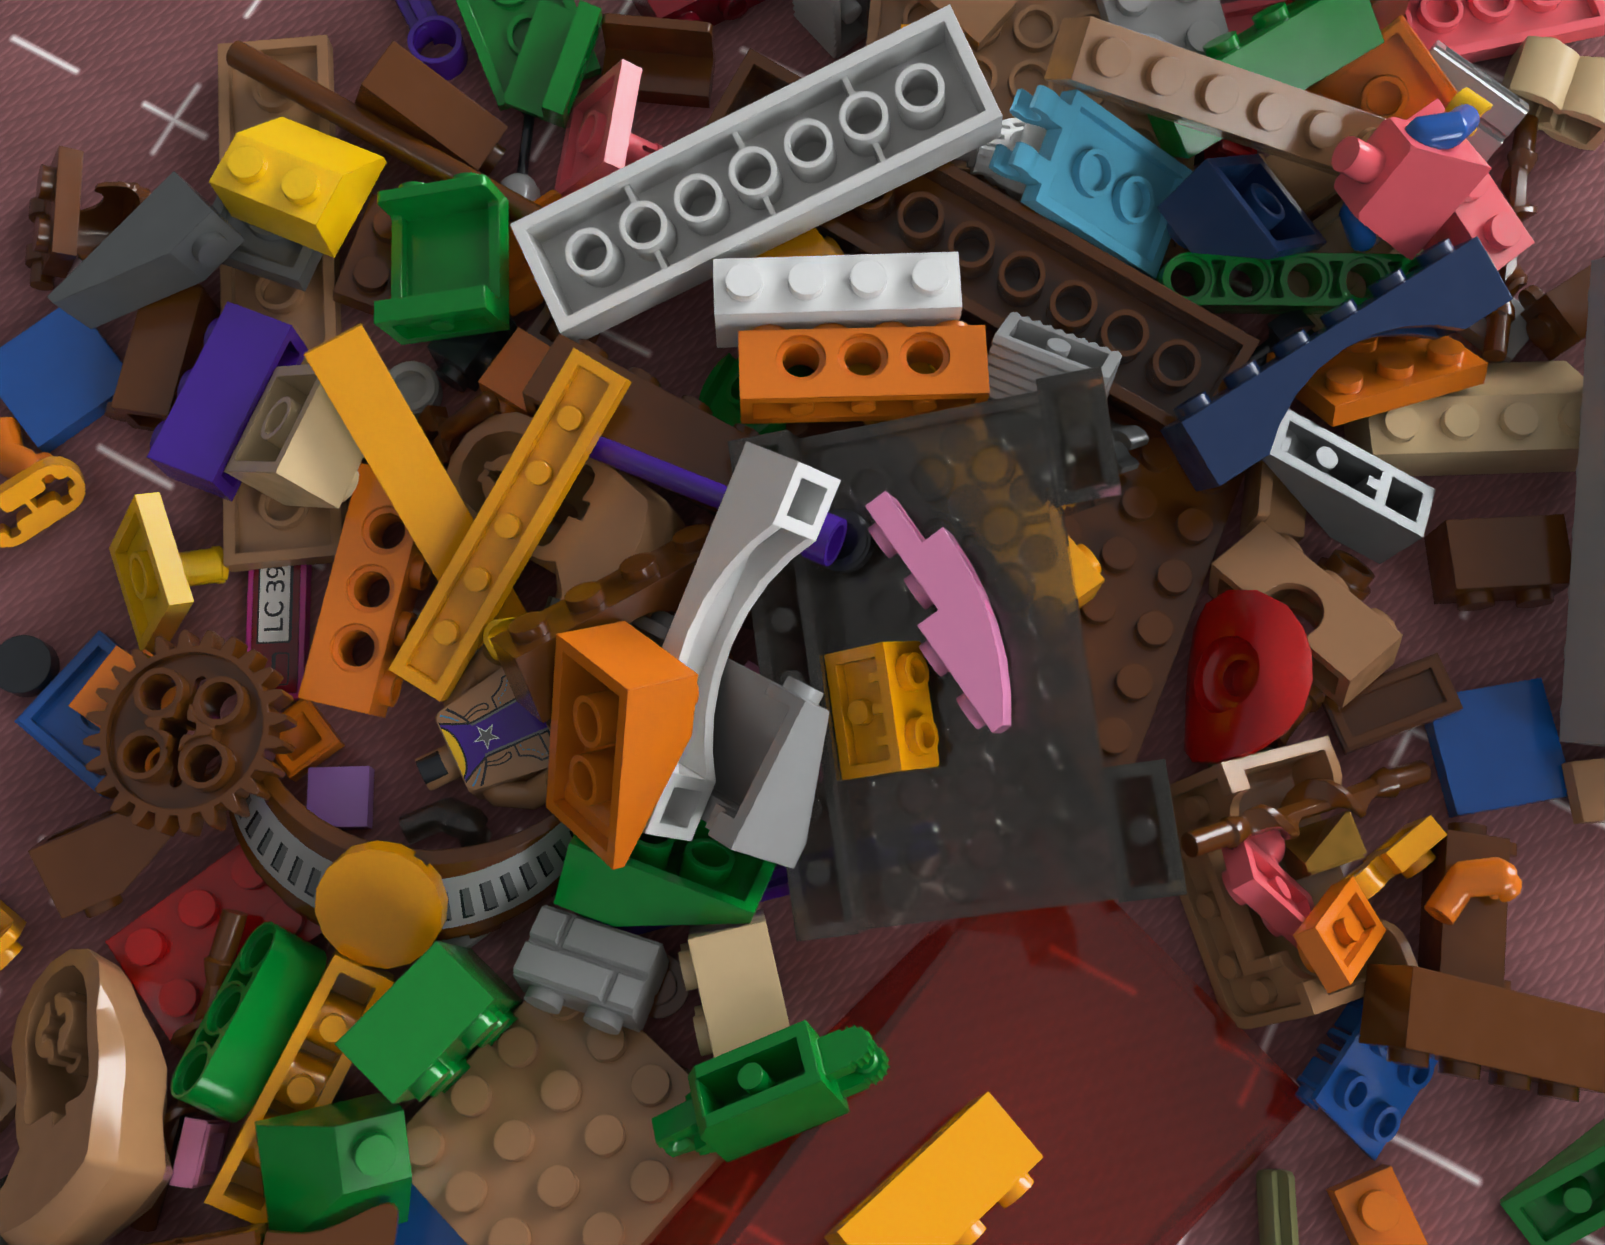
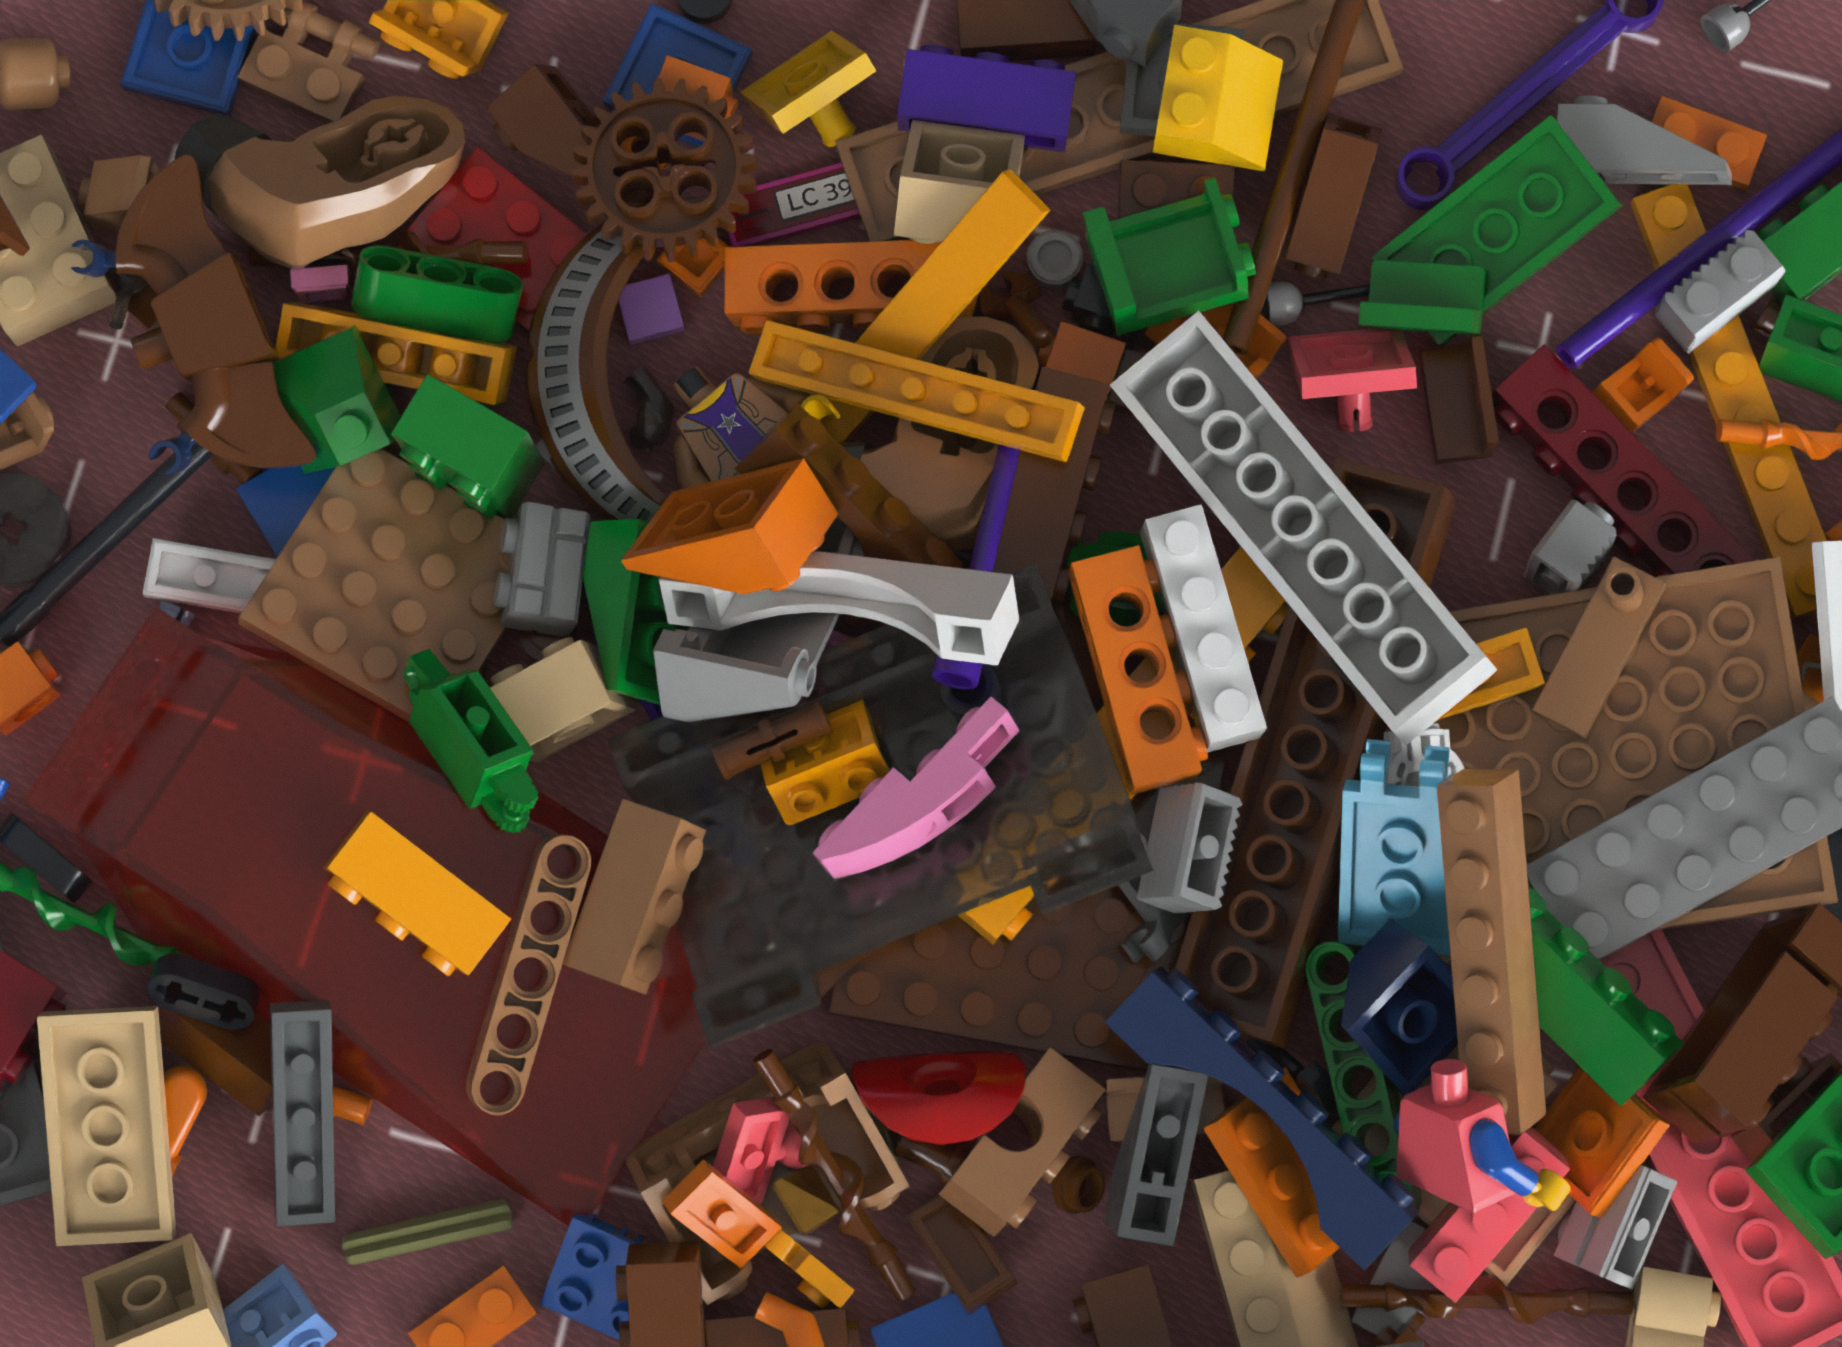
camera: 80 degrees right, 5 degrees up
(381, 904) = (555, 375): light orange tile -> none
(849, 756) = (736, 753): none -> reddish brown pin
(984, 948) = (635, 896): none -> medium nougat brick
(1074, 1089) = (534, 1003): none -> medium nougat beam

